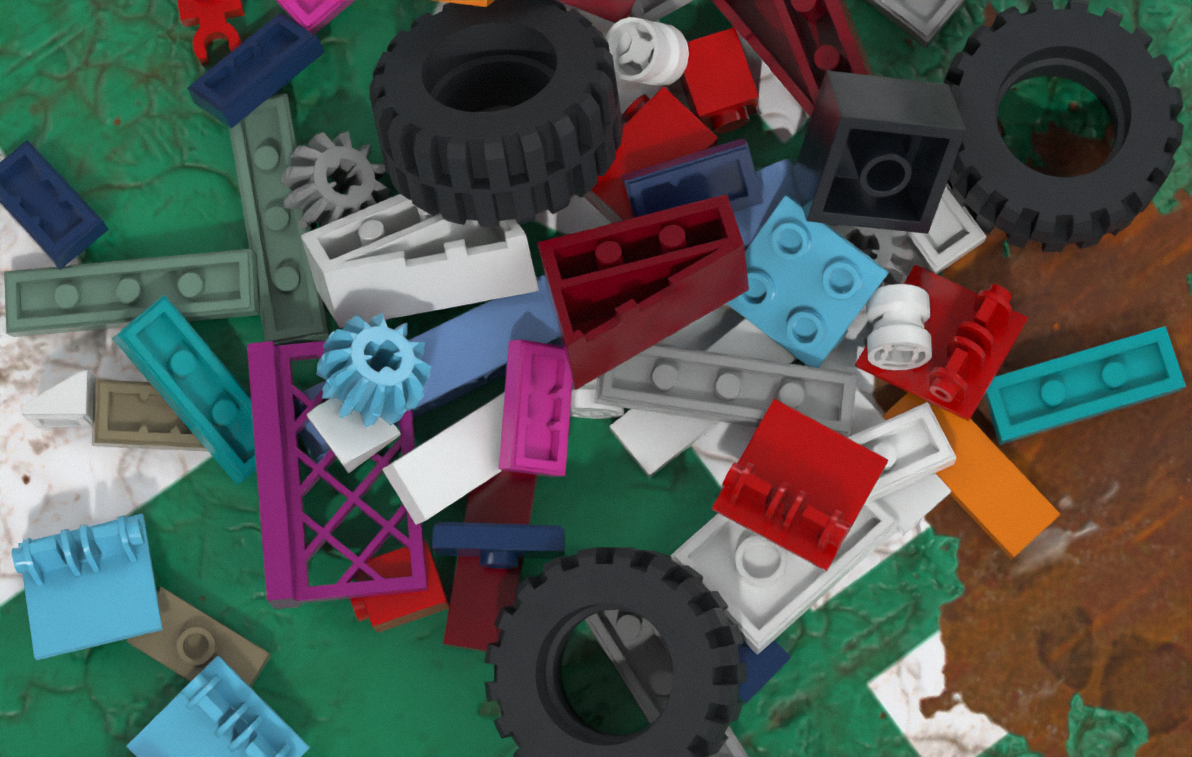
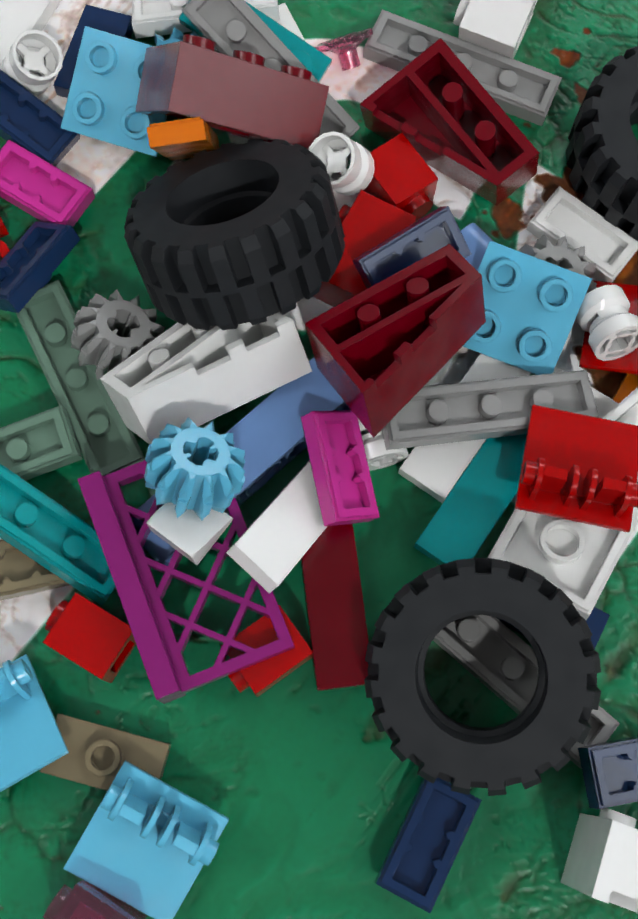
camera: 25 degrees left, 5 degrees down
(215, 515) = (89, 637): none -> red brick
(498, 544) = (343, 589): dark blue plate -> none
(678, 491) = (475, 501): none -> teal tile
(878, 152) = (555, 184): black brick -> none

